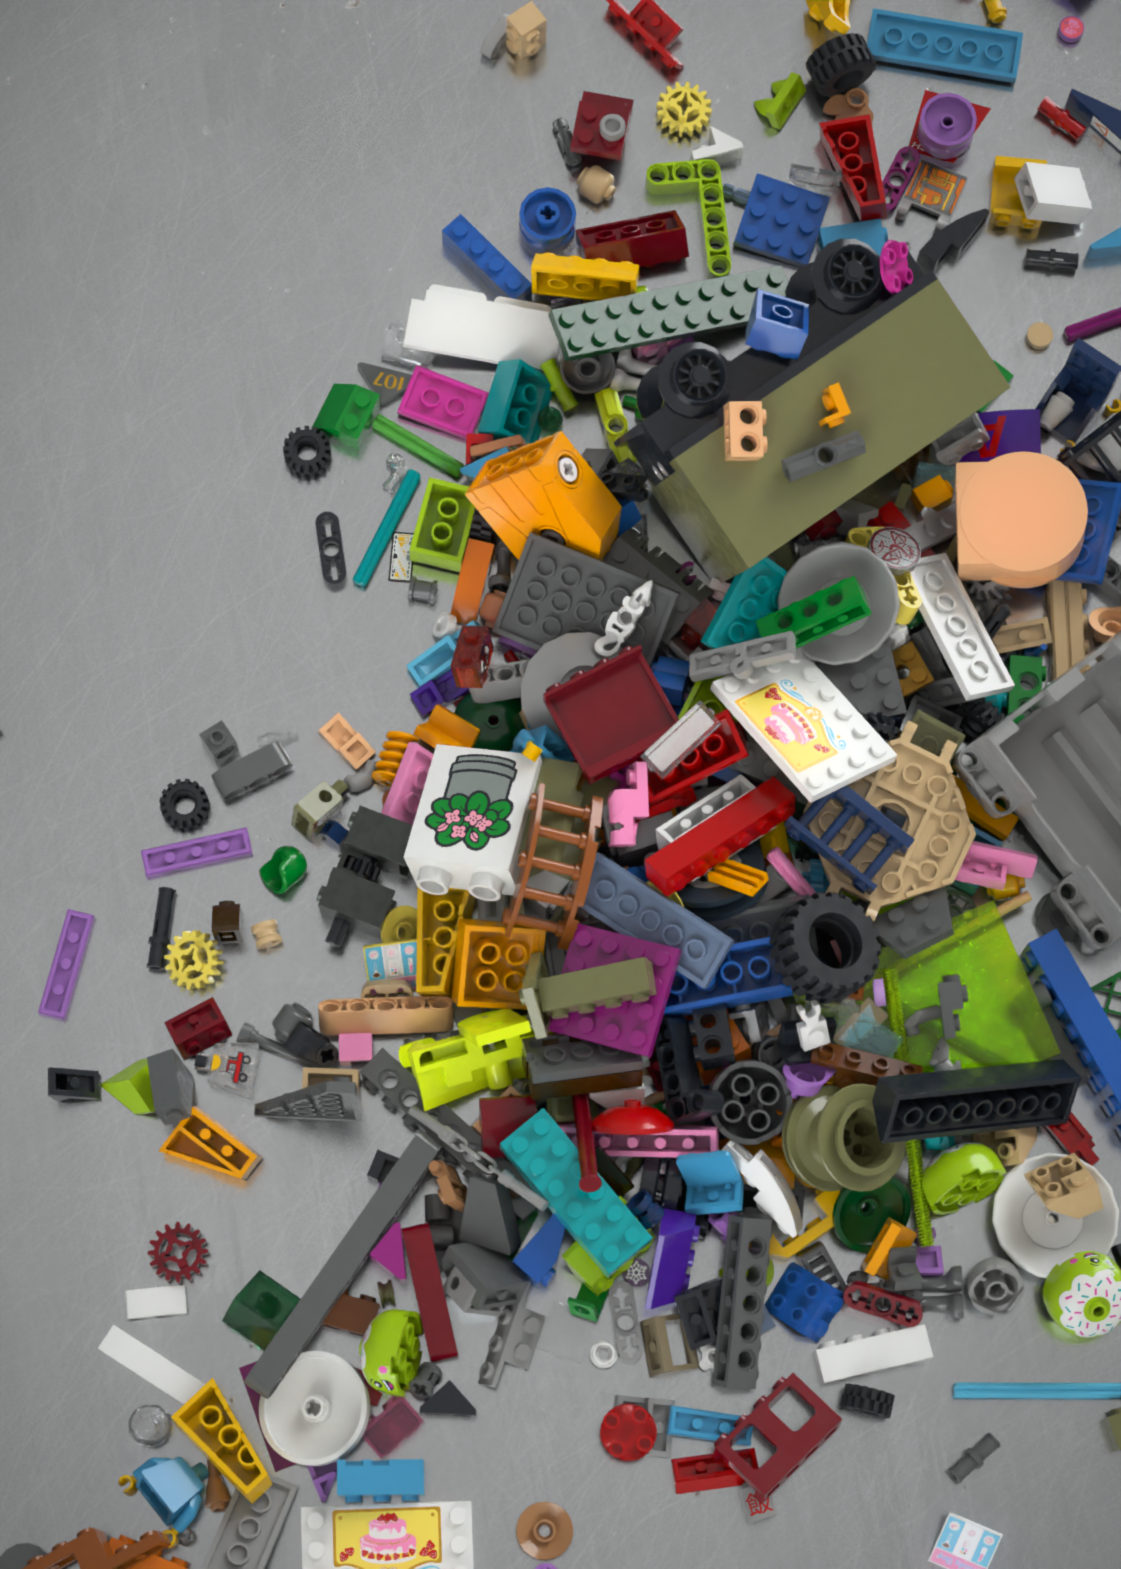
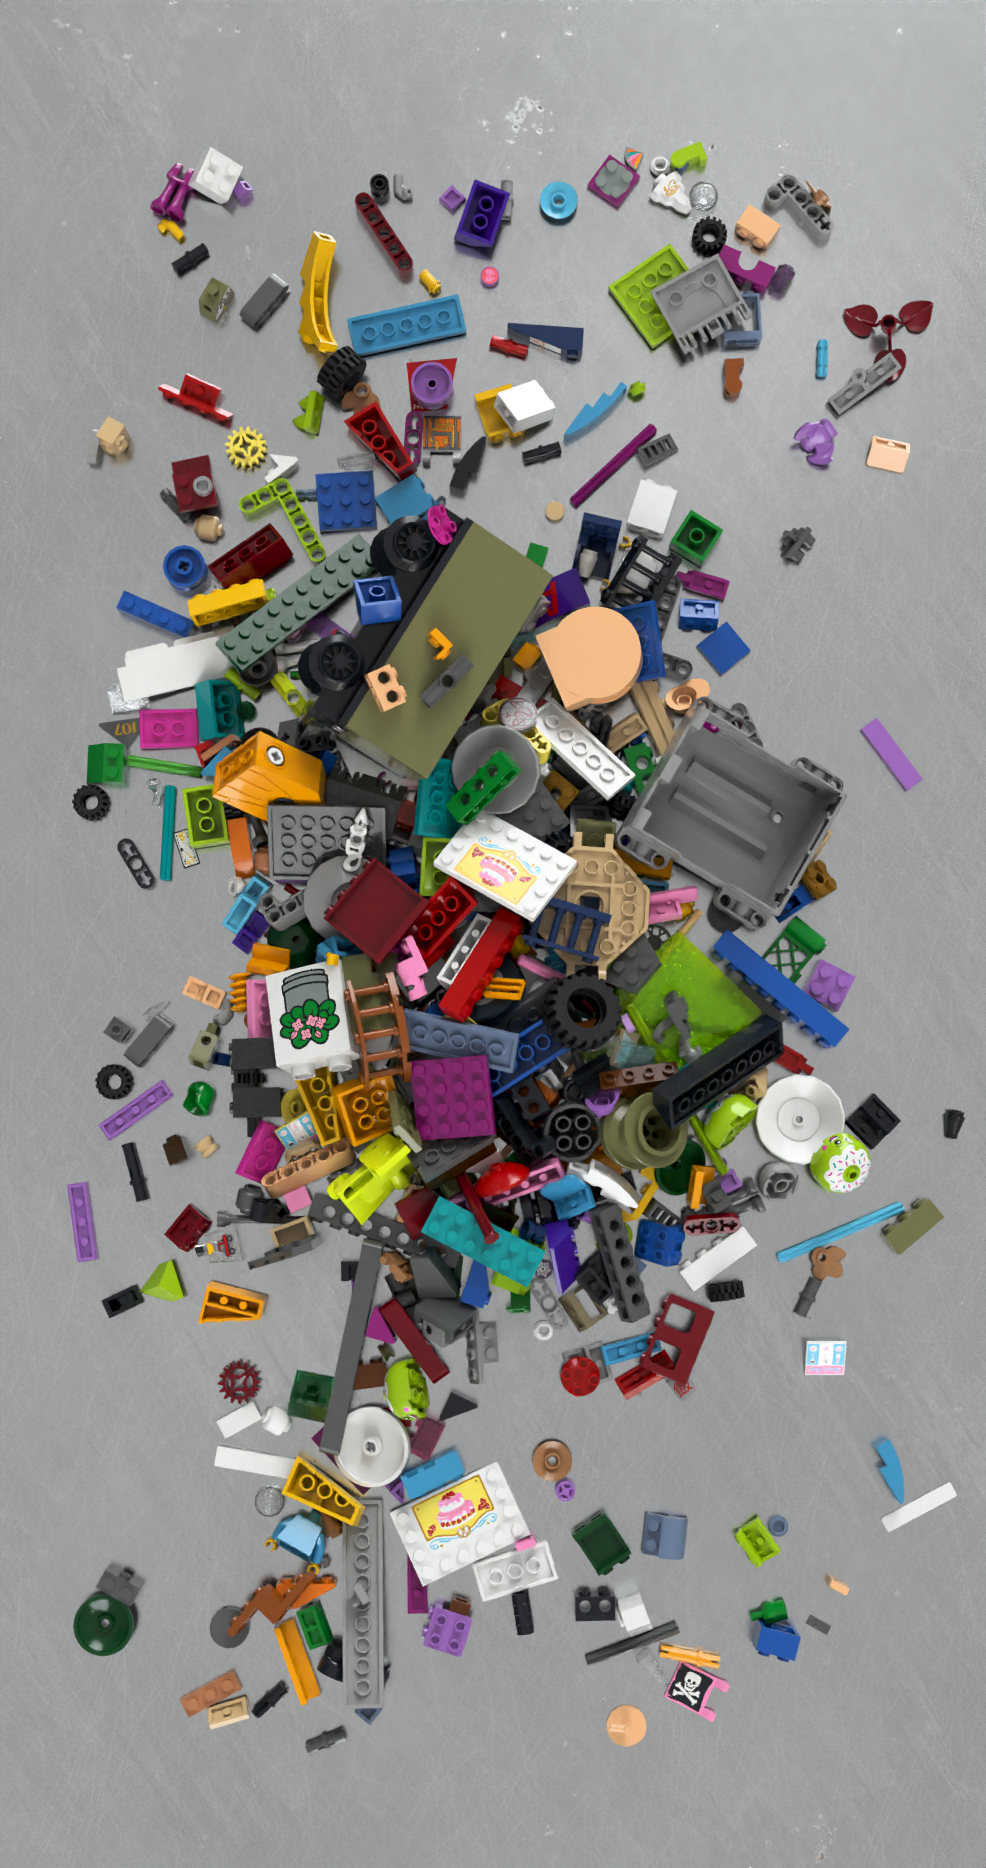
camera: 20 degrees left, 10 degrees up
(170, 1087) = (188, 1280): dark grey slope -> none
(197, 958) = (165, 1185): light yellow gear -> none
(204, 1323) = (276, 1420): none -> white head
(334, 969) = (261, 1153): none -> dark pink tile
(422, 589) = (210, 866): dark grey bush -> none
(423, 1379) = (435, 1397): dark grey bush -> none
(472, 656) = (263, 904): clear red brick -> none
(505, 1177) = (433, 1250): light grey piece -> none
(597, 987) = (441, 1103): olive brick -> none
(681, 739) = (428, 911): clear piece -> none
(742, 657) = (446, 836): light grey hinge -> none
(813, 1028) = (594, 1068): white plate -> none
(1019, 1427) = (829, 1265): none -> medium nougat plate
(1066, 1187) = (799, 1100): tan slope -> none

